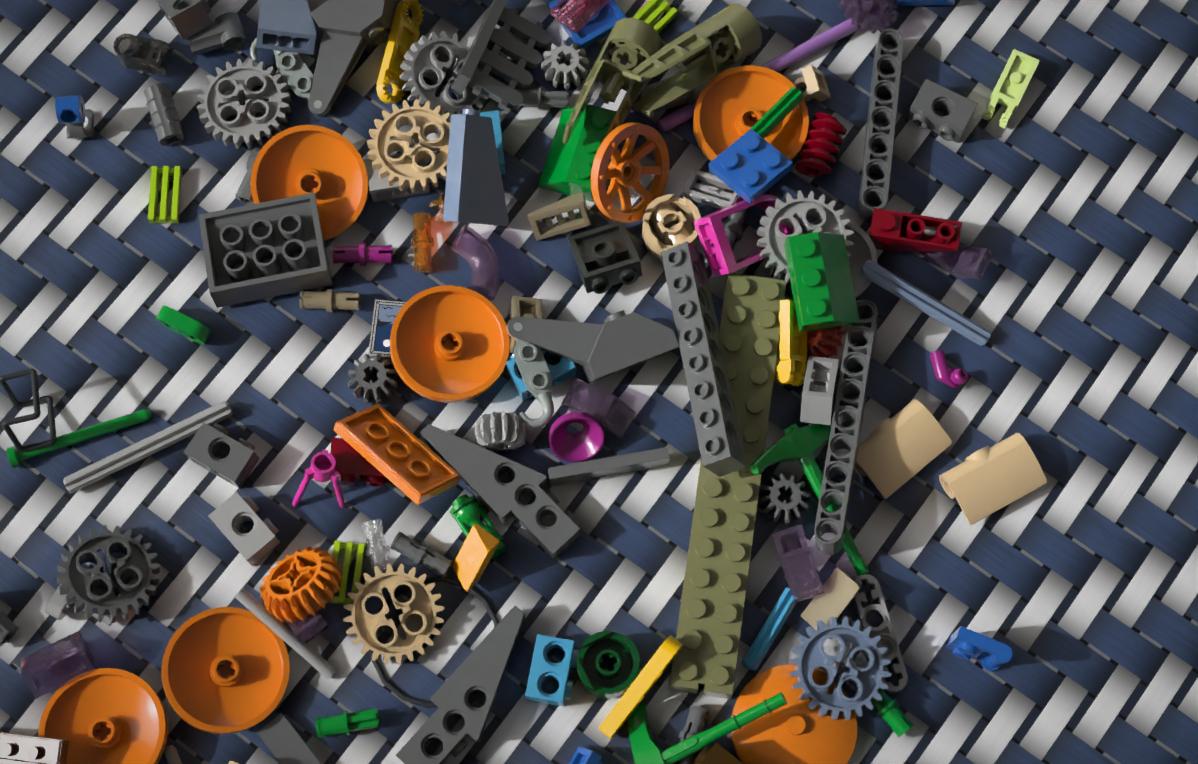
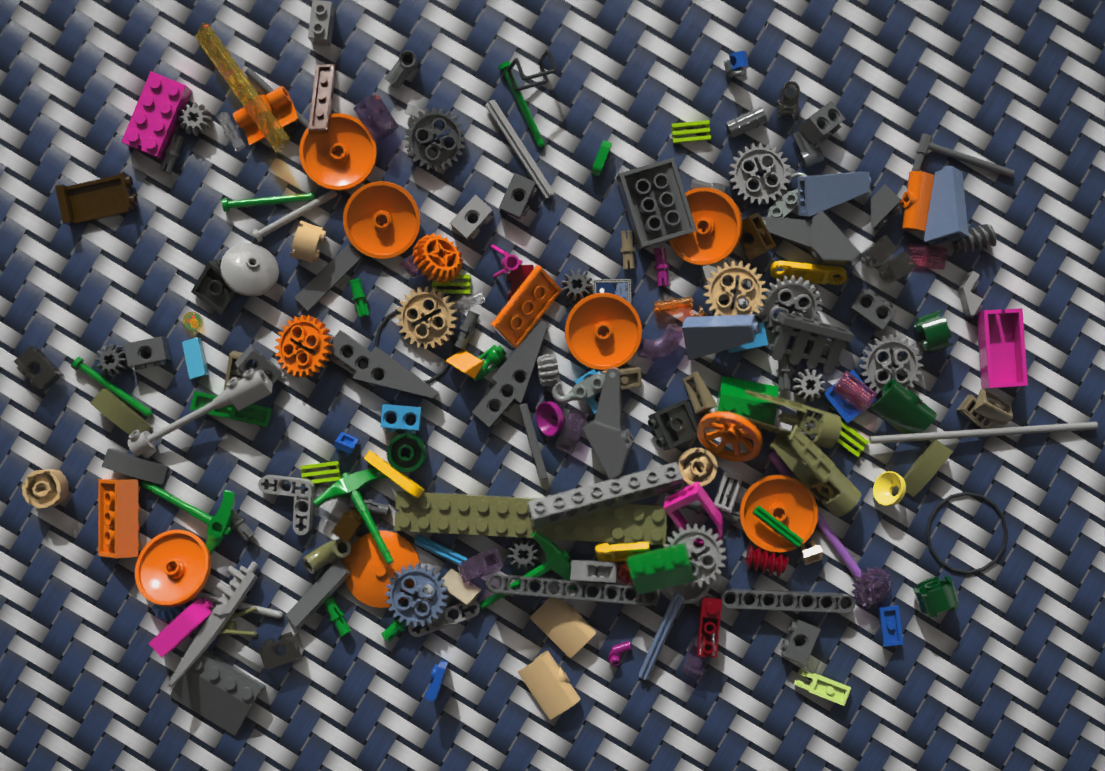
camera: 85 degrees right, 15 degrees up
(285, 633) = (408, 251): light grey bar -> none
(345, 104) = (762, 239): none -> dark brown brick
(750, 166) = (739, 516): blue plate -> none

